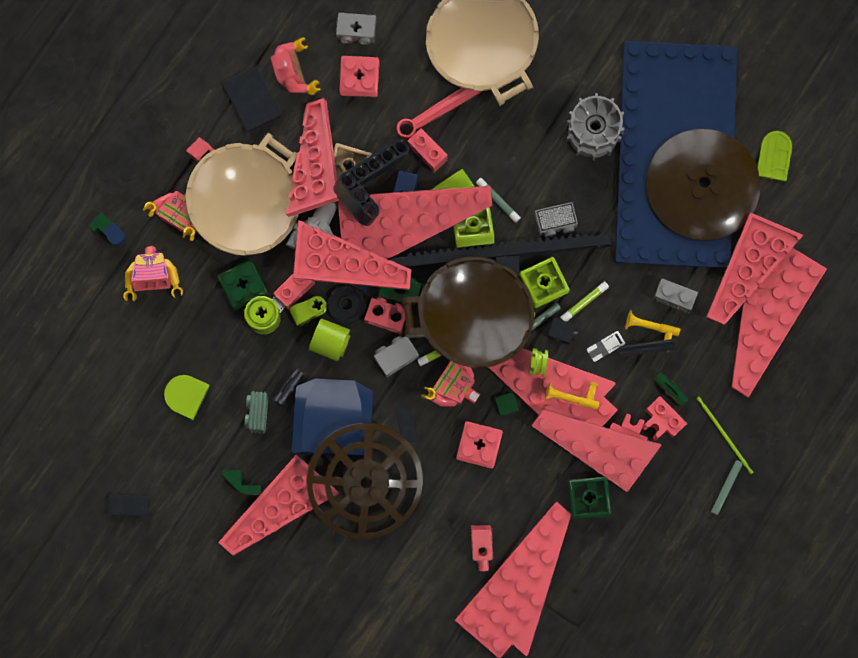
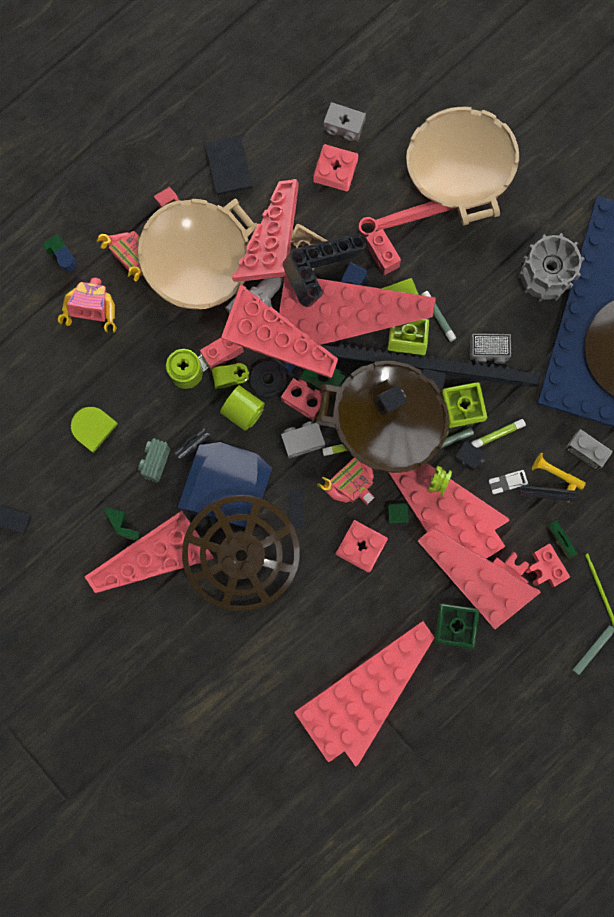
camera: 15 degrees right, 0 degrees up
(231, 280) = (165, 327): dark green brick -> none
(288, 68) = (270, 144): coral torso -> none
(471, 296) = (390, 400): none -> black brick
(482, 537) = (341, 639): coral torso -> none
(586, 402) = (476, 531): yellow piece -> none

